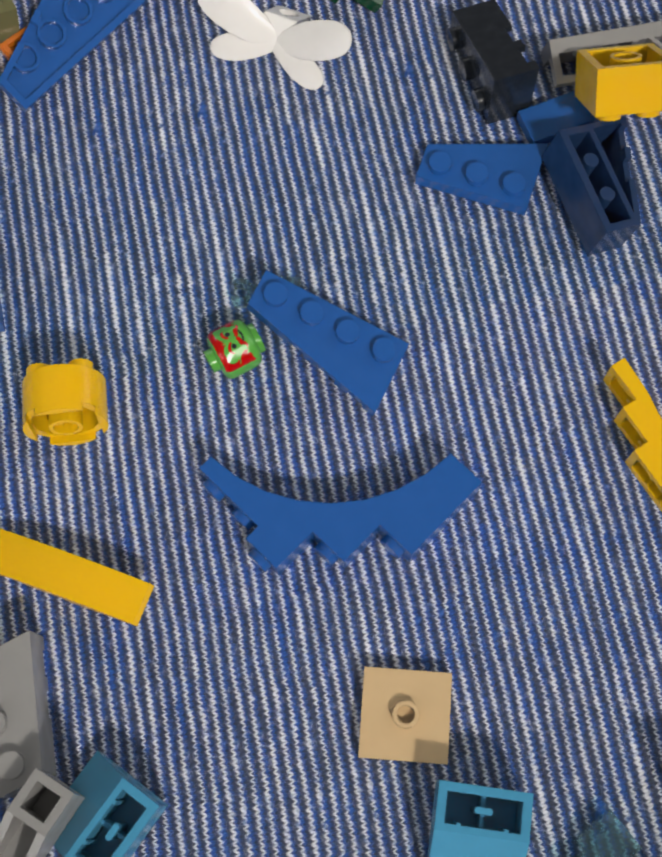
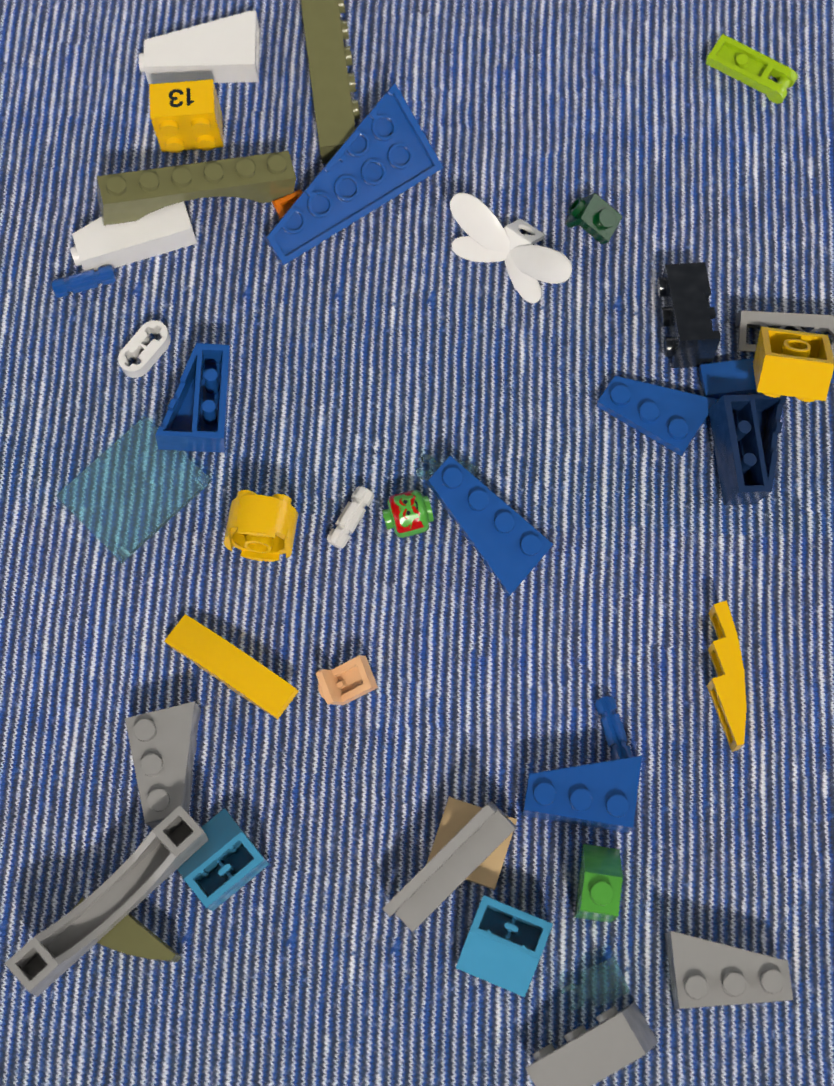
camera: 15 degrees right, 0 degrees up
(168, 369) = (350, 517): none -> white axle
(208, 560) = (346, 681): none -> light nougat bracket
(287, 526) = (459, 684): blue arch -> none
(389, 753) = (450, 866): none -> light grey fence
(527, 623) = (587, 795): none -> blue wedge
(535, 539) = (613, 728): none -> blue axle
(573, 727) = (599, 884): none -> bright green slope

